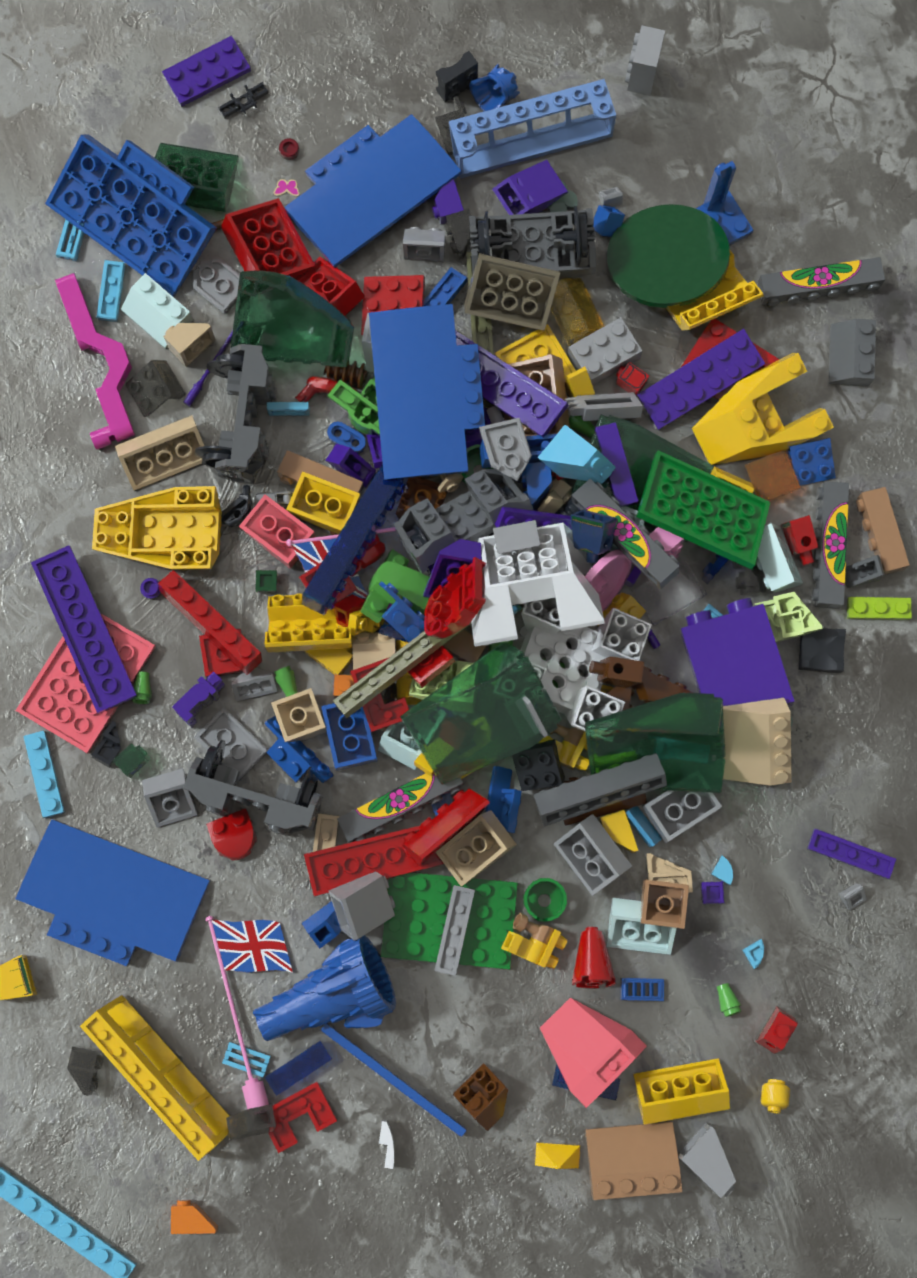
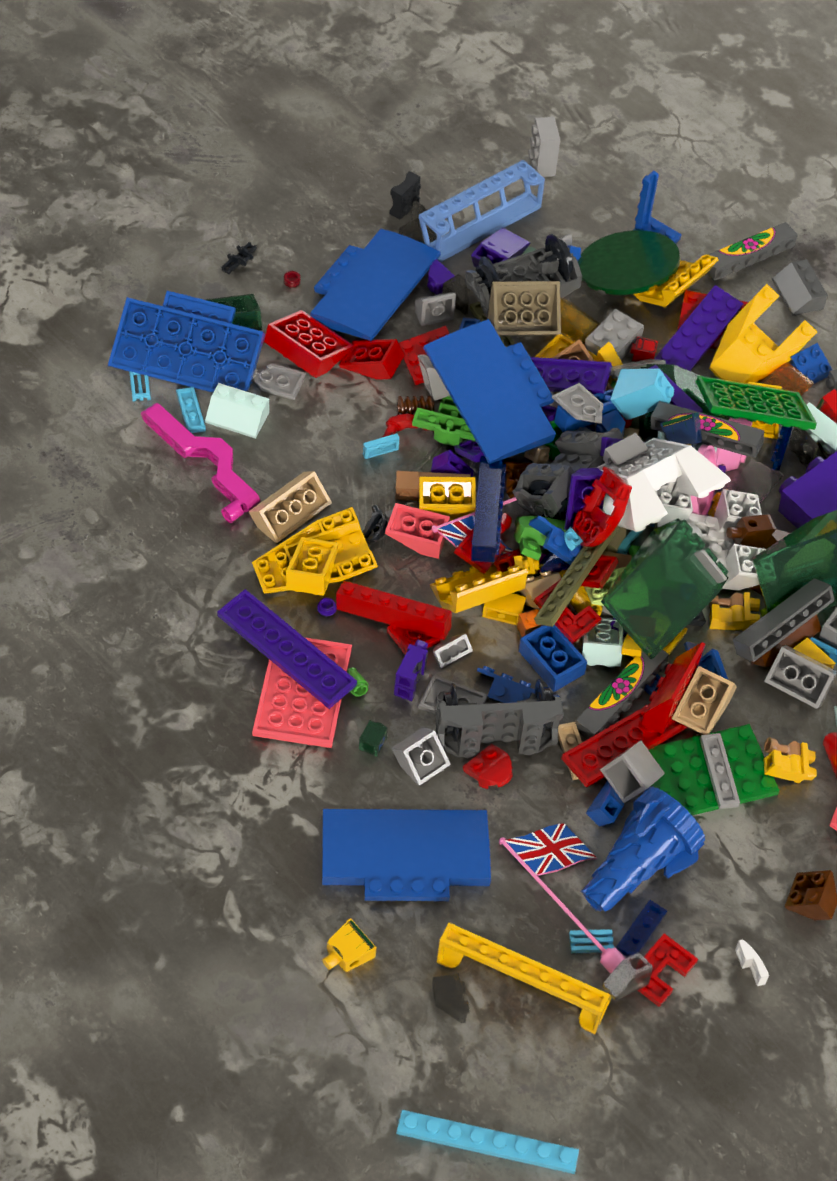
camera: 25 degrees left, 25 degrees down
(44, 774) = (299, 776): medium azure plate -> none
(109, 746) = (347, 736): black slope -> none
(143, 544) = (311, 566): none -> yellow slope
(154, 386) = (259, 464): clear smoke bracket -> none
(189, 340) = (276, 419): tan slope -> none
(190, 1219) = (610, 1089): orange slope -> none
(198, 386) = (296, 455): dark purple piece -> none
(206, 71) = (199, 247): dark purple plate -> none
(244, 450) = (343, 423): dark grey piece -> none
(266, 581) = (423, 571): dark green plate -> none
(286, 186) = (304, 303): dark pink sticker -> none
(286, 680) = (478, 638): bright green cone -> none
(290, 321) = (359, 377): clear green windscreen -> none
(299, 716) = (507, 653): tan slope -> none
(347, 437) = (431, 450): blue plate -> none
(393, 1079) = (729, 908): blue tile -> none
(414, 621) = (572, 539): none -> medium azure tile
(494, 89) = (436, 192): blue hat -> none
(539, 766) = (720, 626): black brick -> none
(554, 891) = (781, 718): green piece -> none

